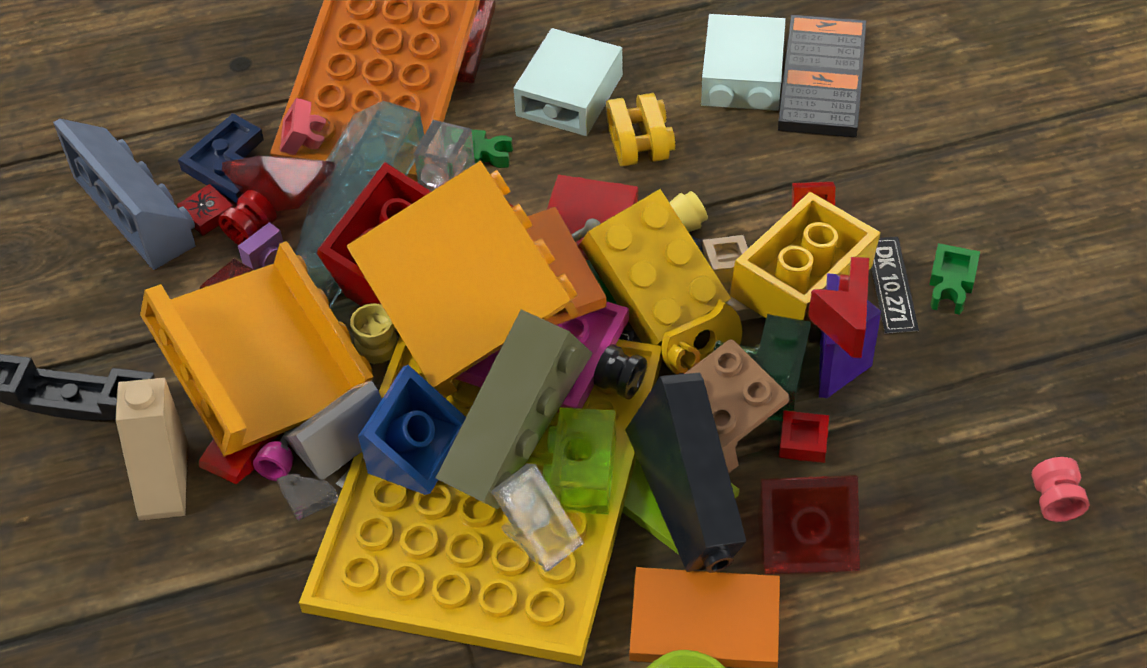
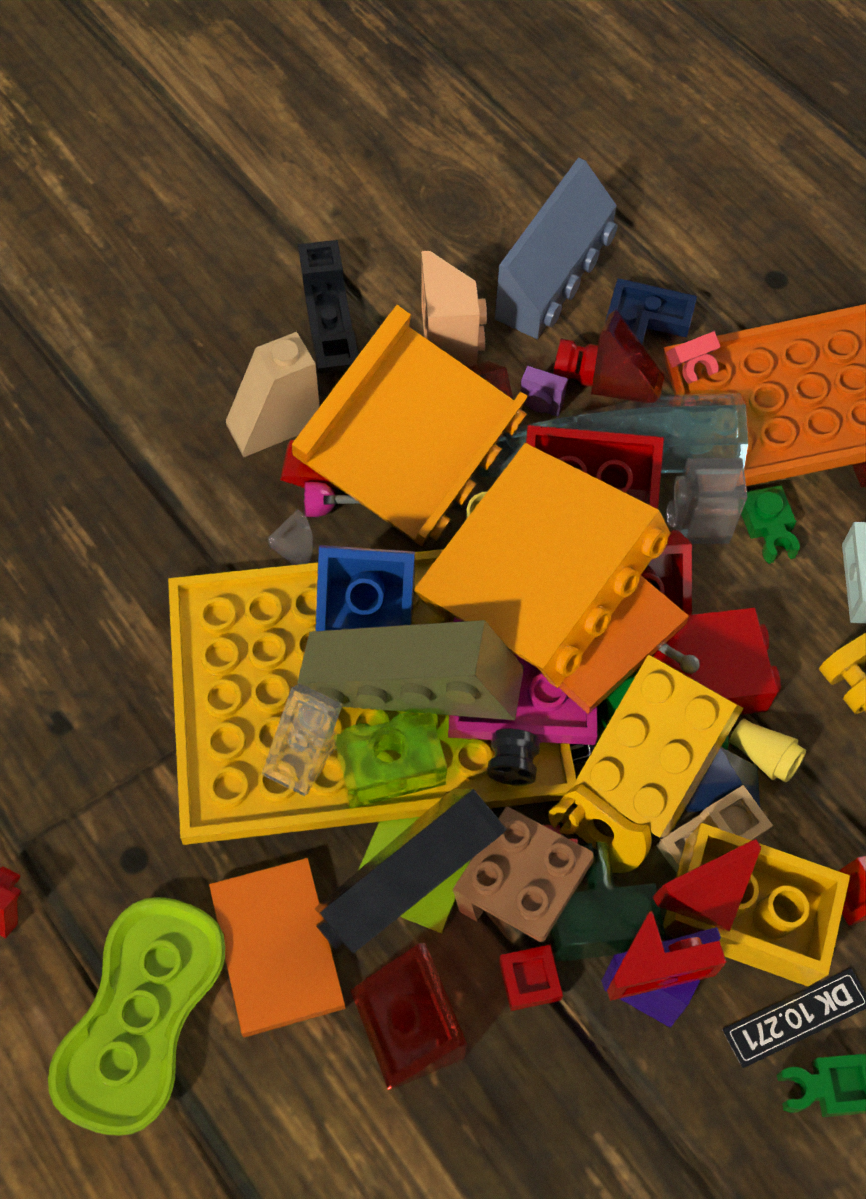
camera: 65 degrees right, 10 degrees up
(124, 273) = (451, 309): none -> light nougat slope
(206, 208) = (578, 325): red tile -> none
(332, 434) = (345, 523): light grey slope -> none
(793, 265) = (713, 889): none -> red slope

